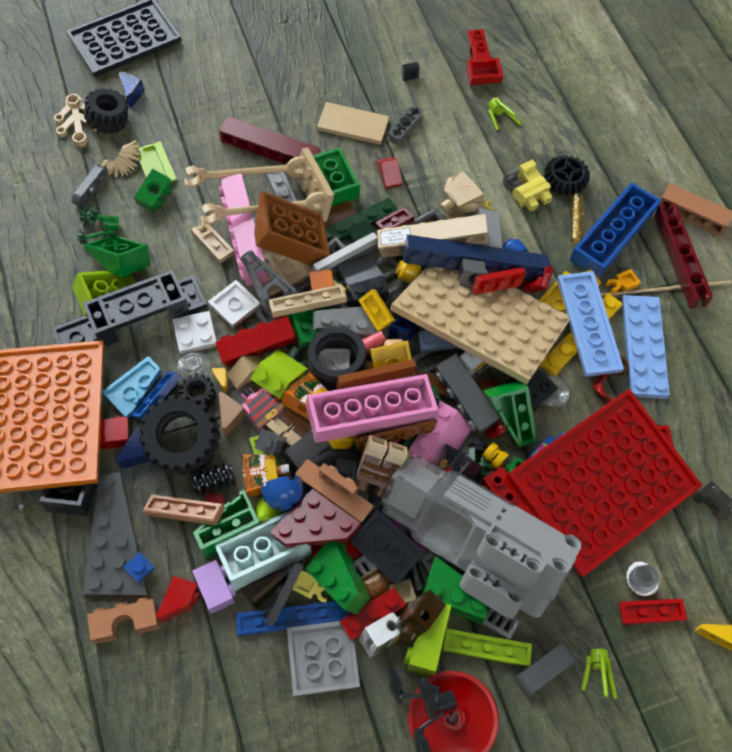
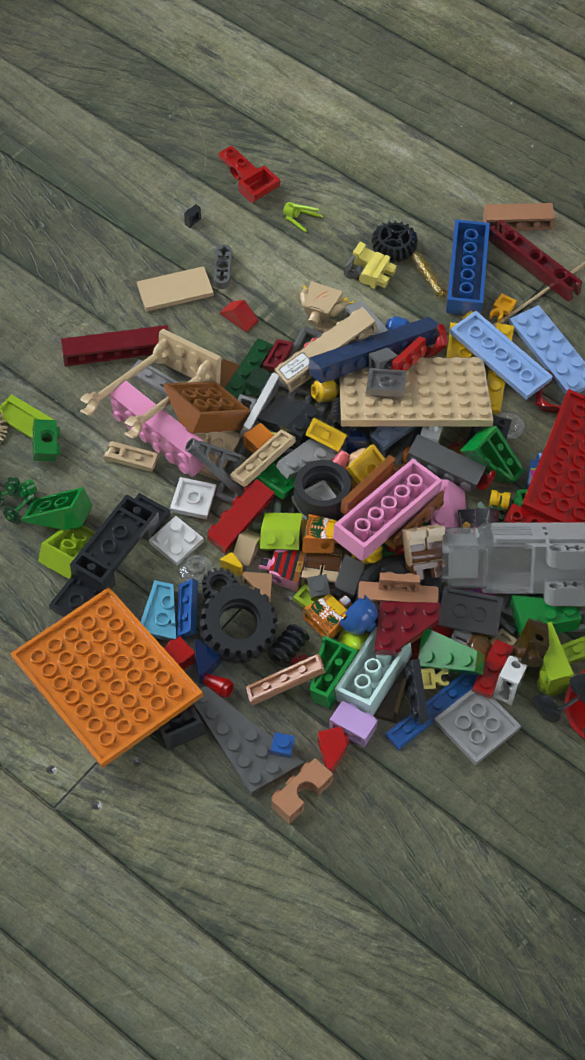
camera: 30 degrees left, 5 degrees down
(130, 480) = (219, 685): none -> red cone
(338, 175) = (203, 336): green slope -> none
(458, 292) = (386, 382): none -> flat silver plate
(478, 444) = (479, 497): black plate -> none

